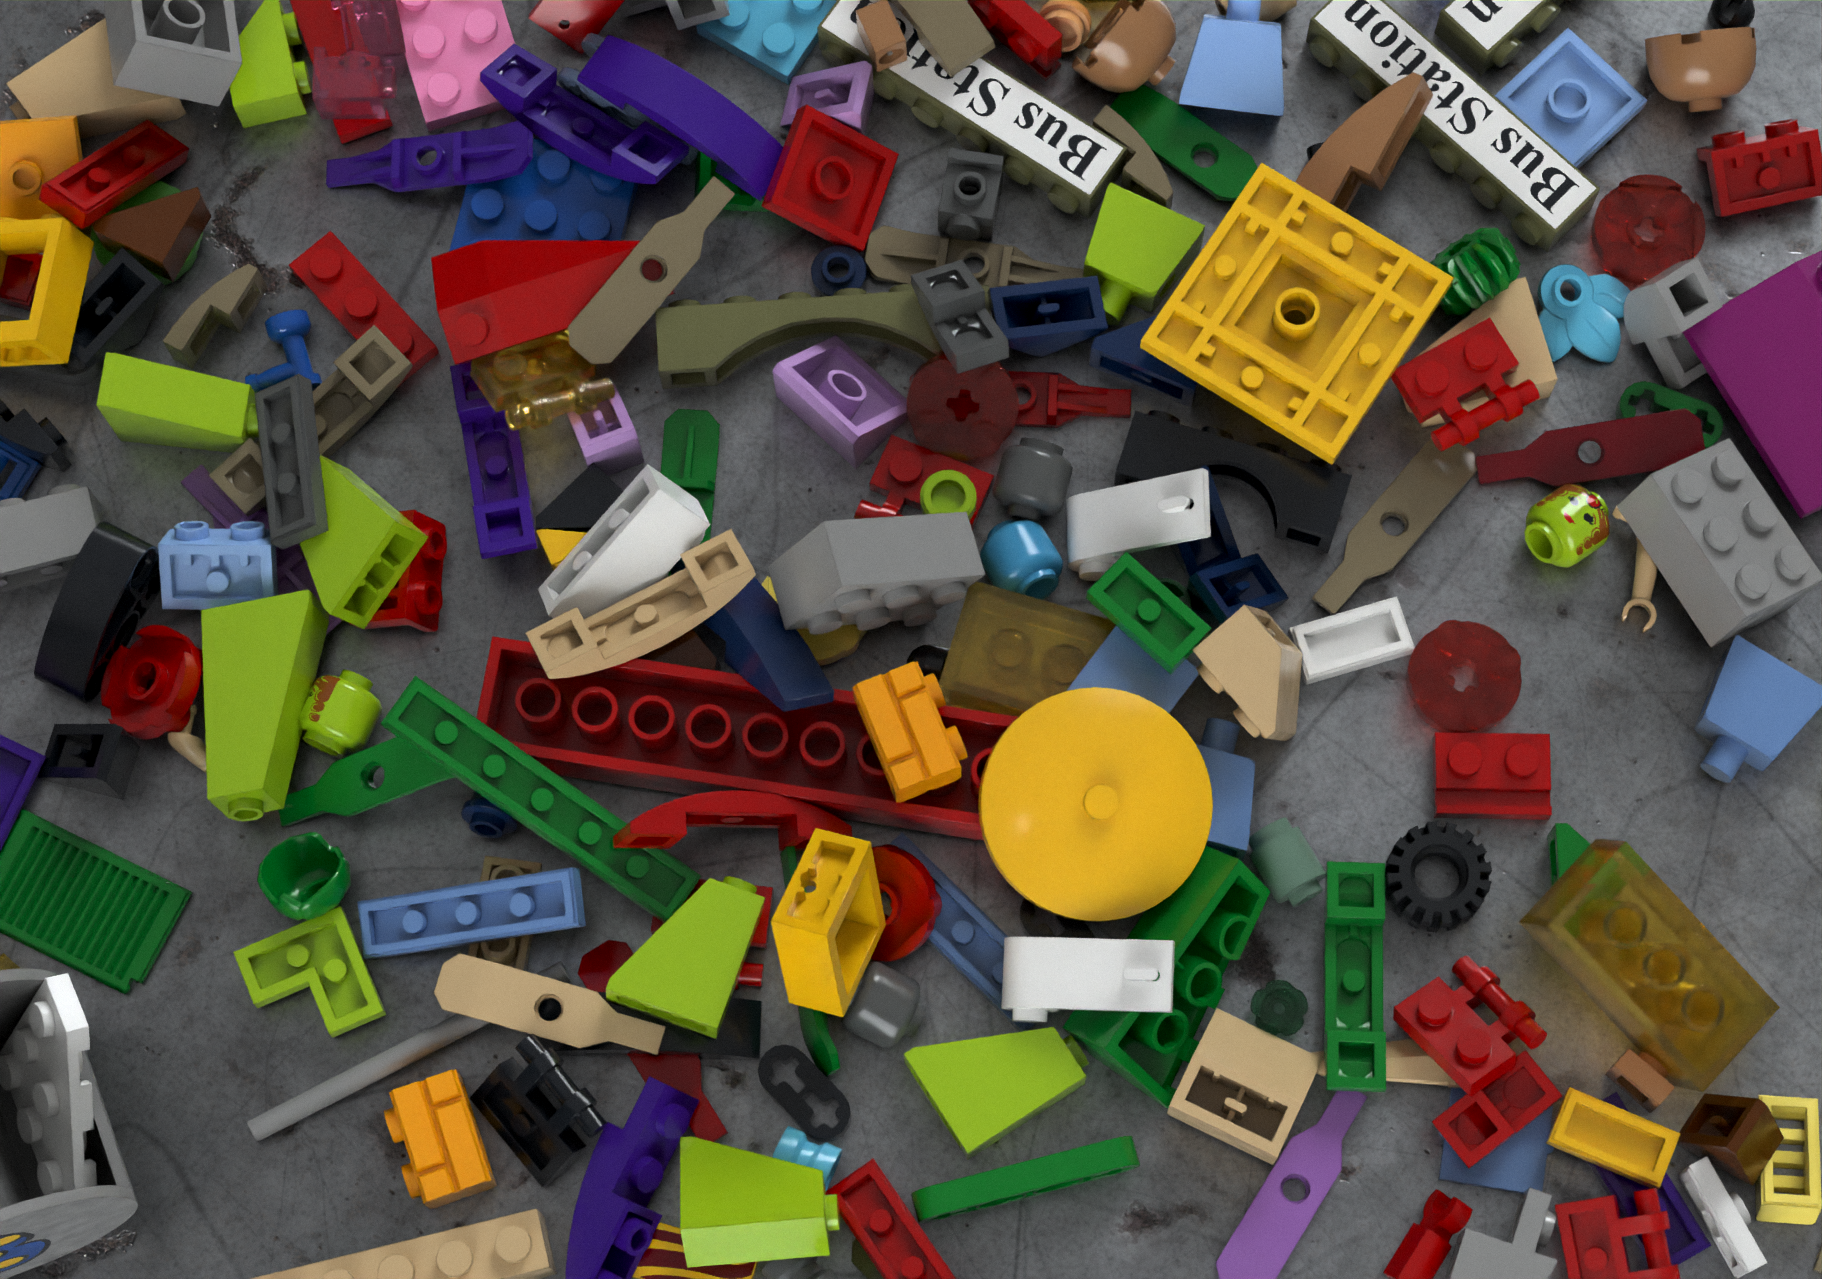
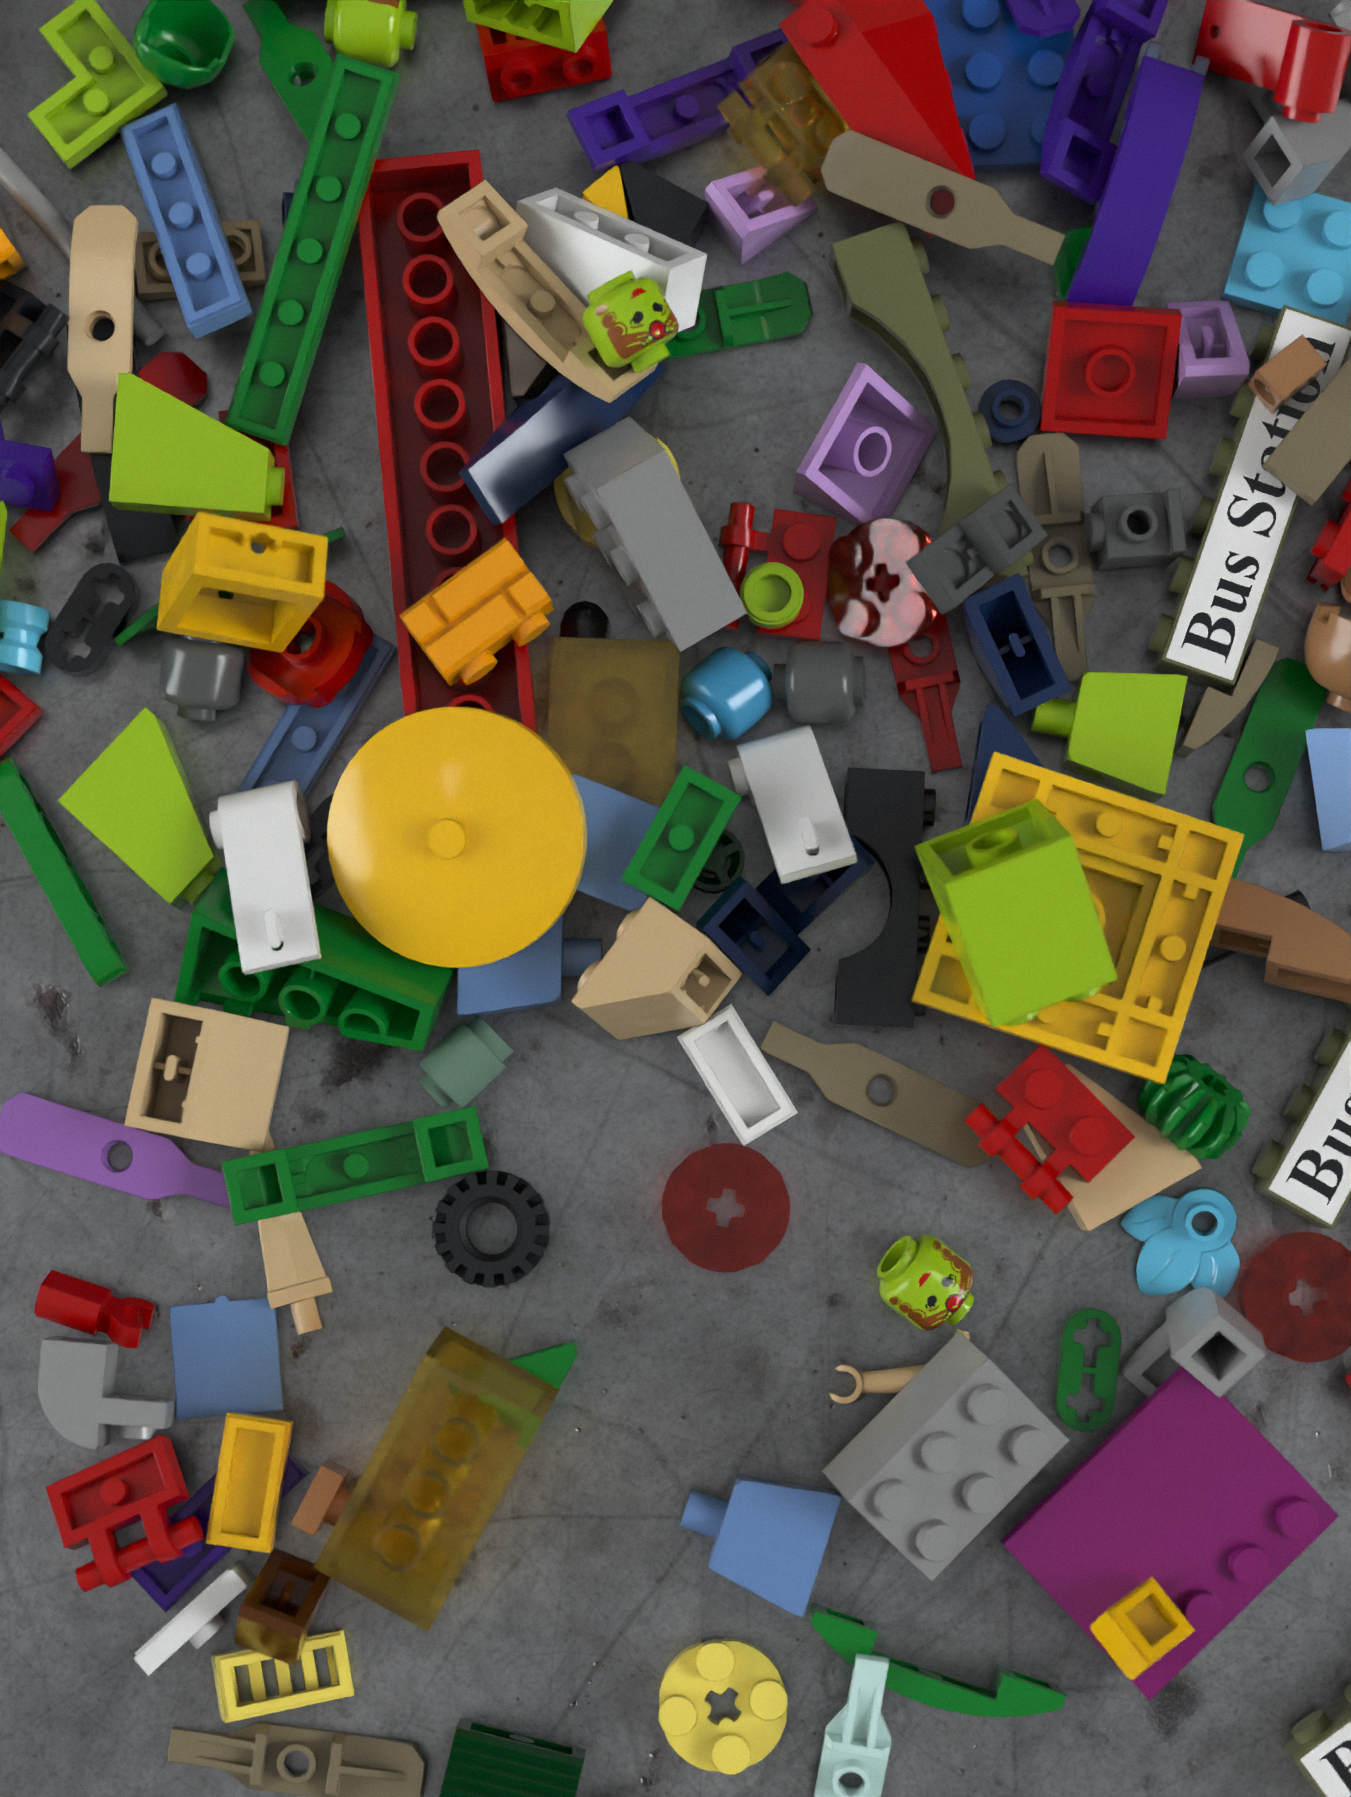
camera: 75 degrees right, 10 degrees up
(668, 822) = (366, 533): red slope -> none
(694, 534) = (630, 322): none -> lime head
(1279, 993) = (290, 1090): clear green plate -> none
(1284, 347) = (1018, 912): none -> lime slope
(1457, 1037) = (318, 1288): red plate -> none
(1492, 776) = (623, 1263): red plate -> none
(1498, 1111) = (253, 1351): red slope -> none
(1625, 444) = (1033, 1328): dark red piece -> none

